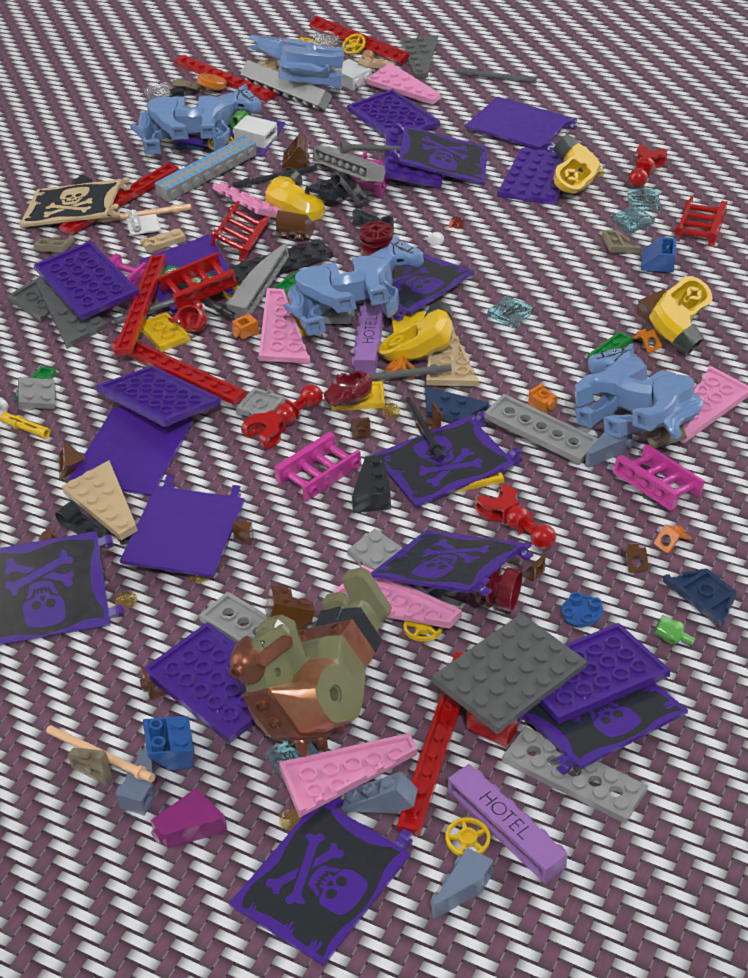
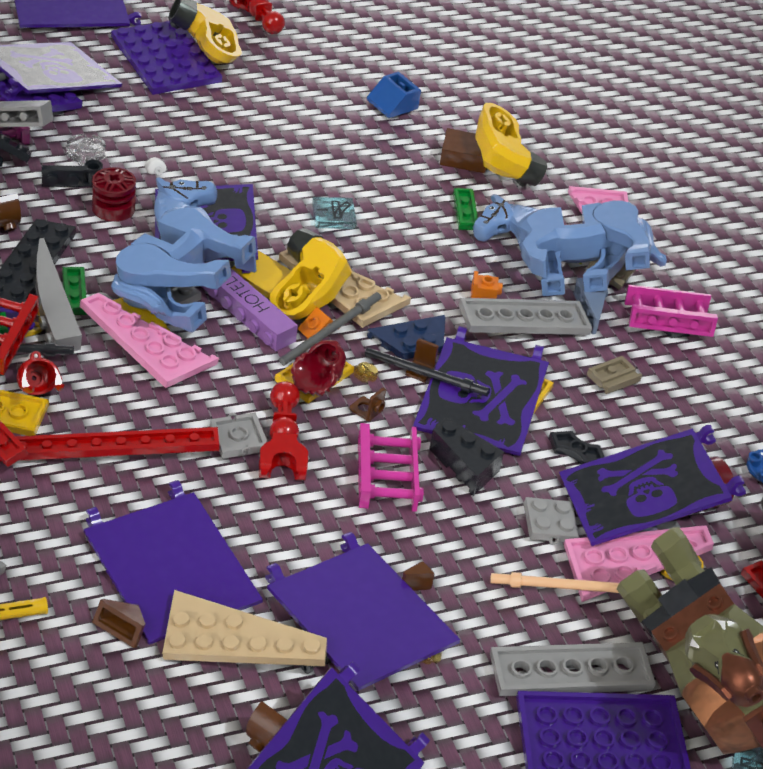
camera: 55 degrees left, 0 degrees up
(77, 522) = (245, 680): black plate -> none
(126, 599) = (400, 725): clear yellow piece -> none
(158, 395) = (129, 485): dark purple plate -> none
(245, 326) = (102, 363): orange brick -> none
(282, 603) = (574, 628): reddish brown brick -> none
(303, 570) = (517, 580): none -> light nougat bar
(404, 211) = (85, 148): none -> clear plate
(456, 222) = (153, 139): clear red piece -> none
(458, 520) = (570, 445): none -> black tile
(508, 510) = (598, 410): red piece -> none
(554, 495) = (614, 374): none -> dark tan plate
(618, 242) = (335, 98): dark tan wing -> none
(632, 219) = (313, 68): clear light blue tile -> none
(632, 550) = (741, 387): reddish brown bracket -> none
(644, 198) = (296, 44): clear light blue tile -> none
(645, 335) = (483, 180): orange bracket -> none
(675, 532) = (743, 353): orange bracket -> none
(713, 227) = (387, 35): red fence -> none

